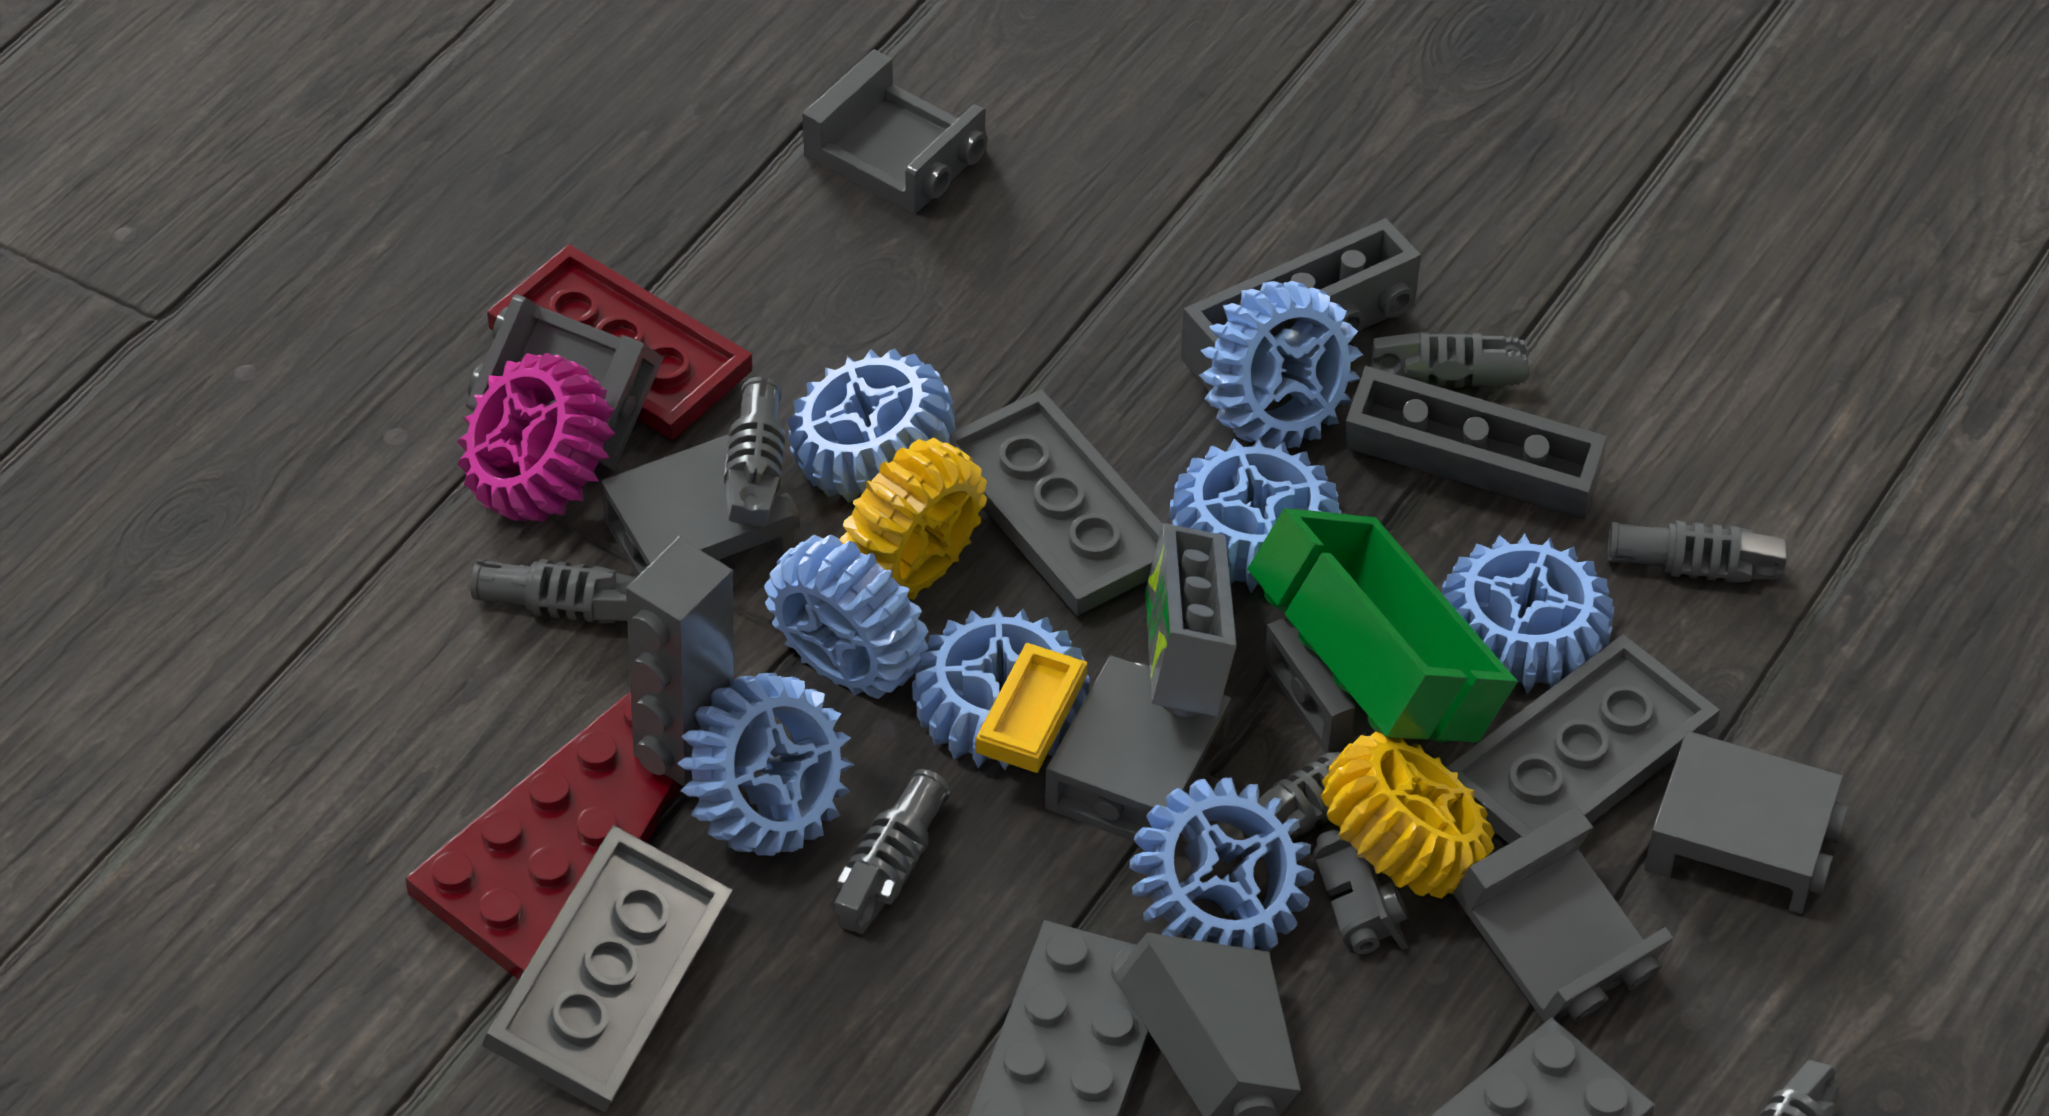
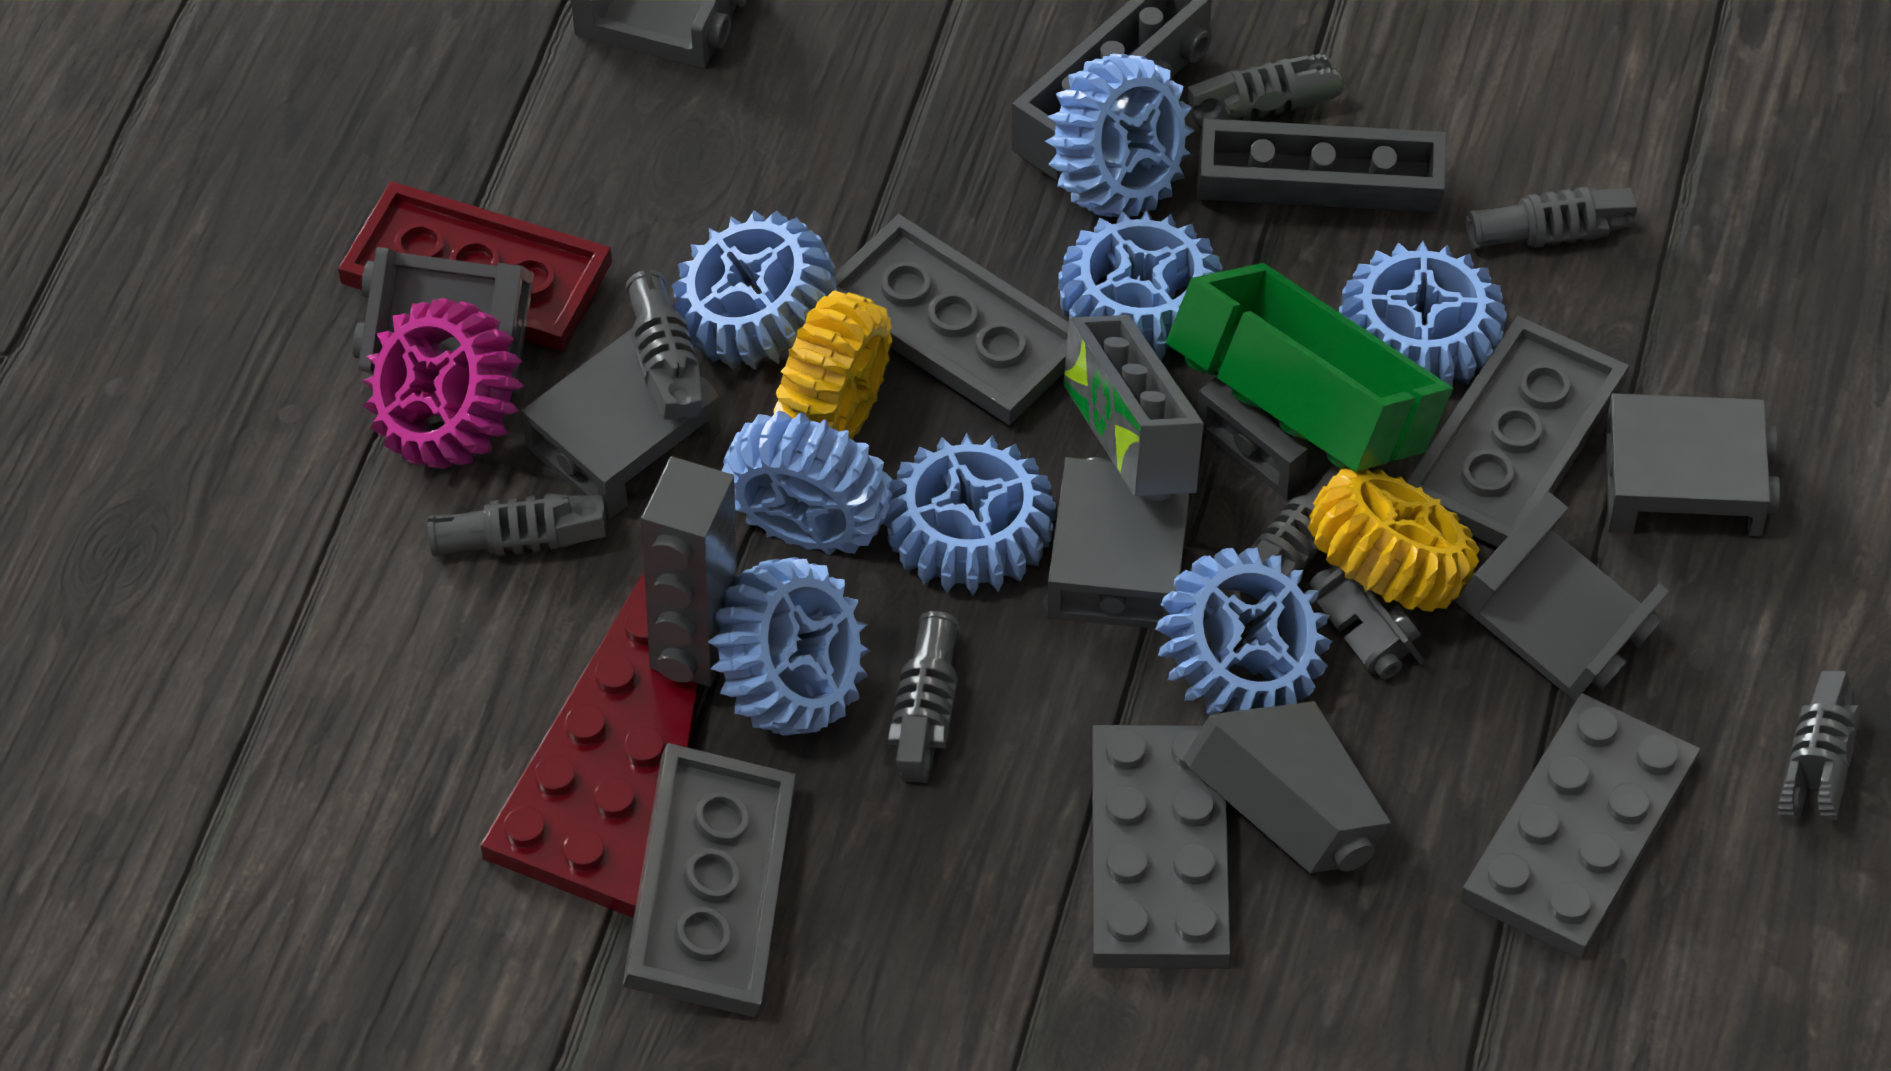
camera: 15 degrees left, 5 degrees up
(1031, 707) = (1014, 527): yellow tile -> none

